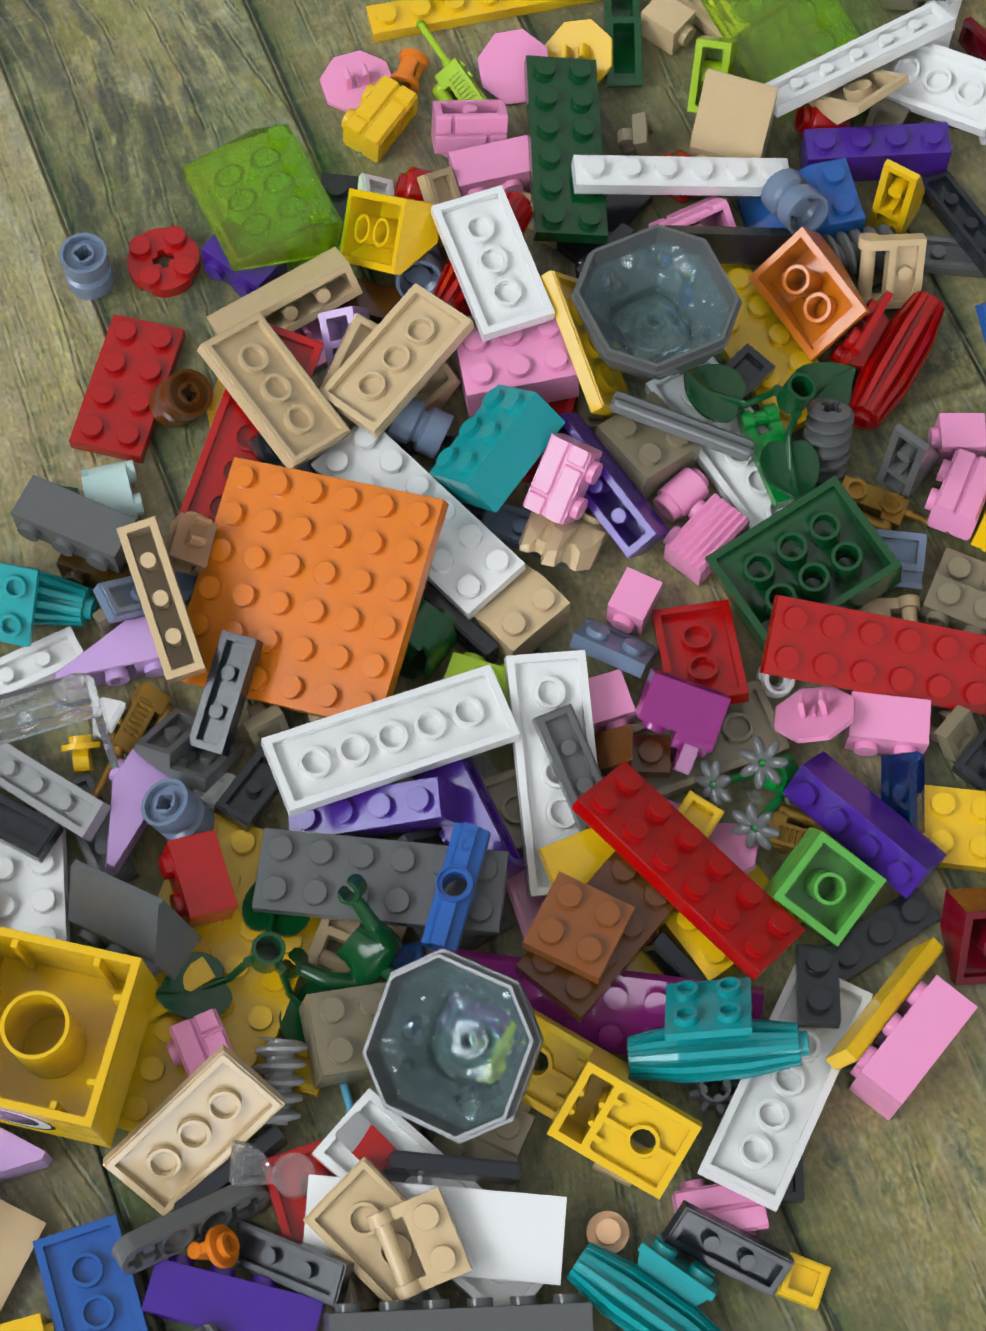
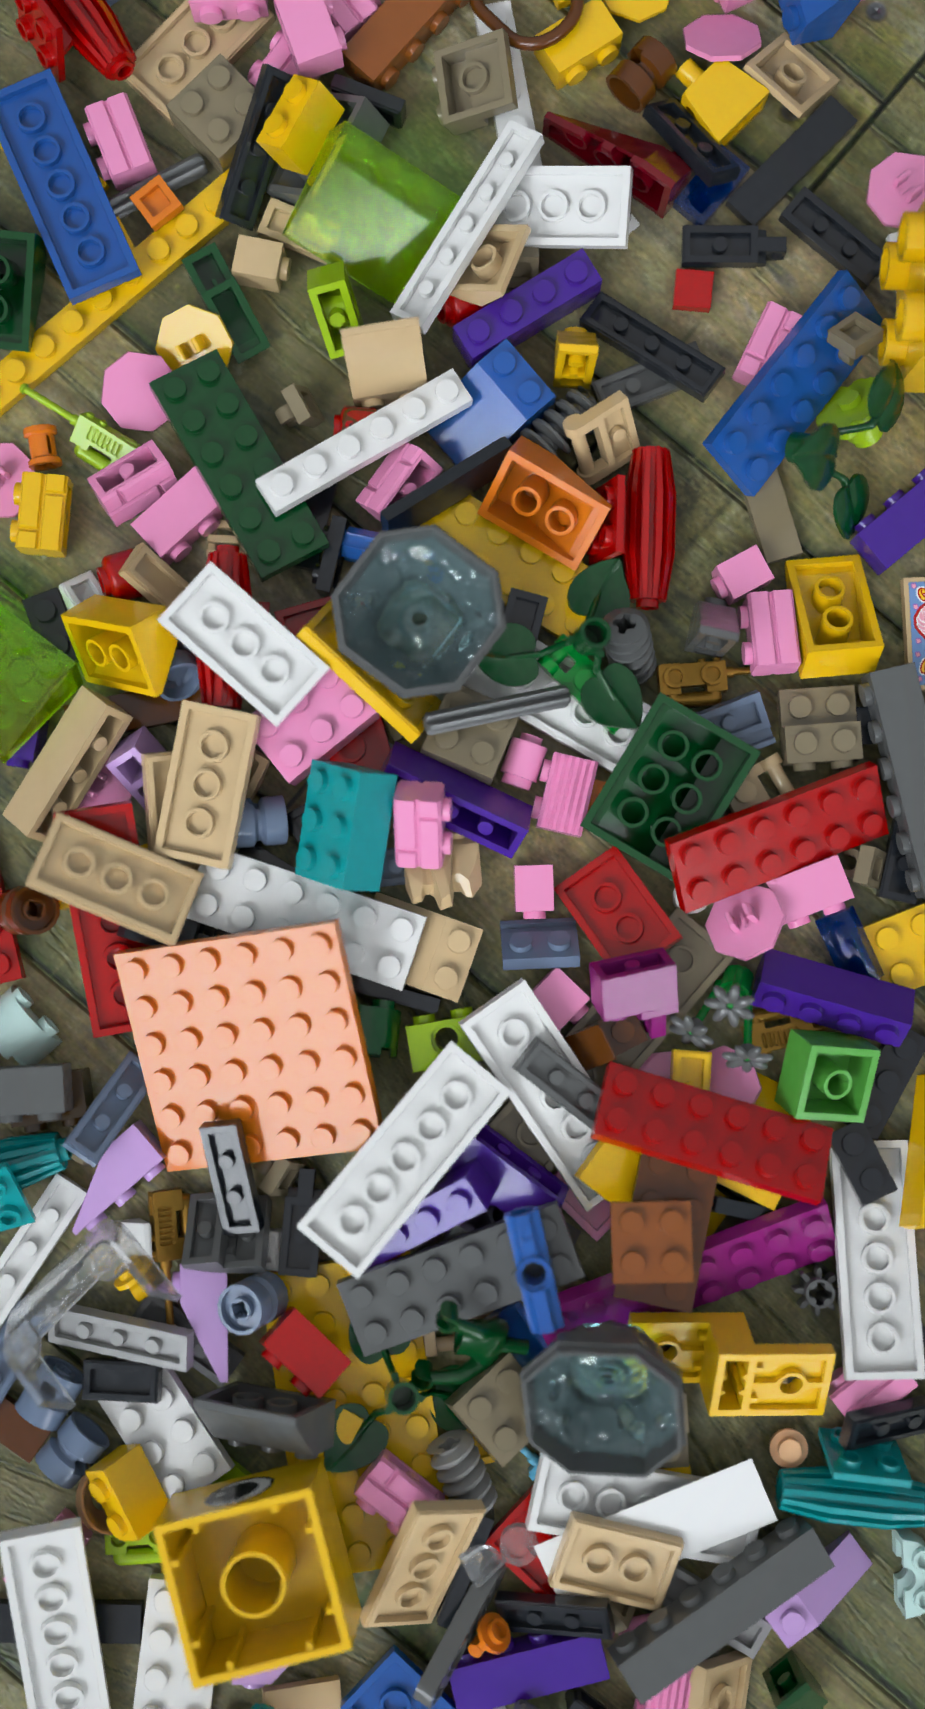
camera: 25 degrees left, 20 degrees up
(161, 600) = (131, 1132): tan brick -> none
(190, 542) = (118, 1051): medium nougat brick -> none
(365, 1140) = (568, 1496): sticker -> none
(433, 1237) = (660, 1548): tan plate -> none
(453, 1167) = (637, 1491): black tile -> none
(714, 1037) = (805, 1264): teal plate -> none
(794, 201) = (486, 418): sand blue wheel -> none

